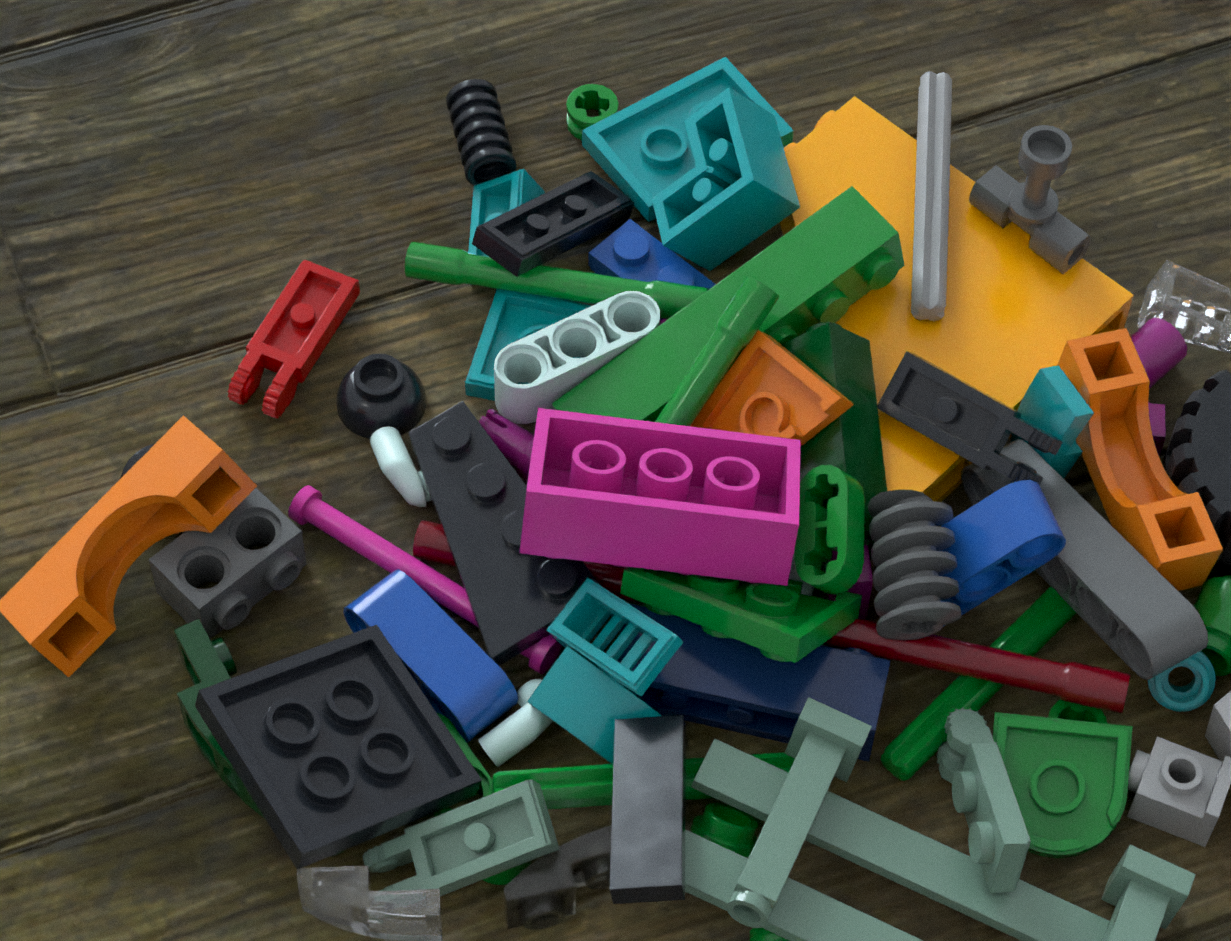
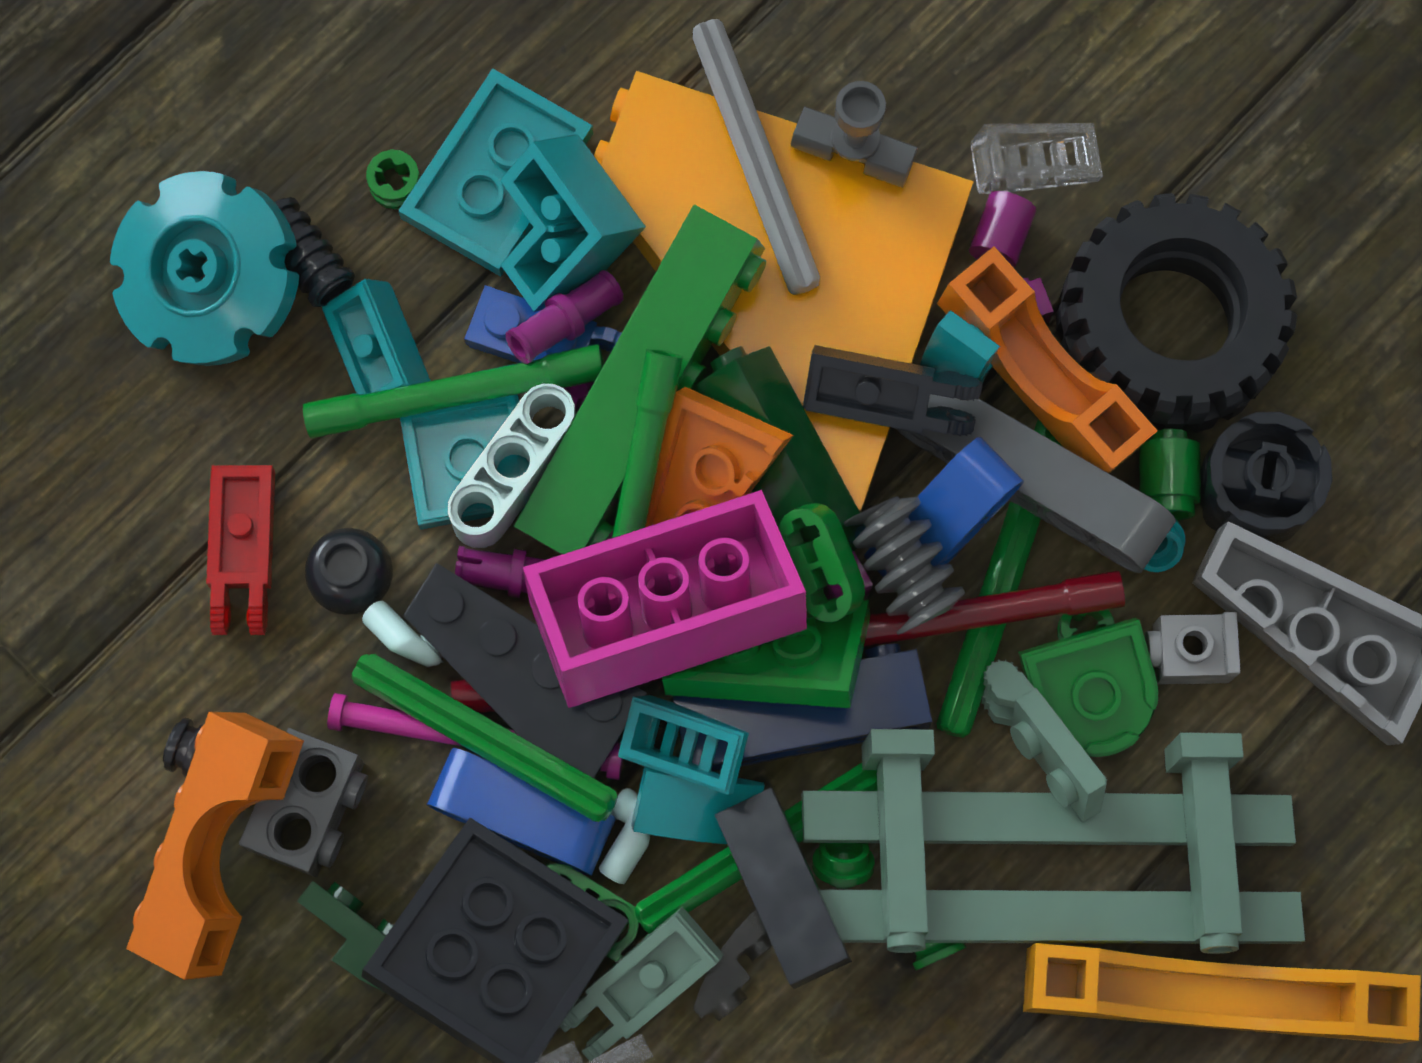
camera: 25 degrees left, 20 degrees up
(385, 108) = (163, 266): none -> teal piece
(431, 569) = (485, 737): none -> green axle
(553, 223) = (421, 328): black tile -> none
(686, 257) = (564, 316): none -> magenta pin

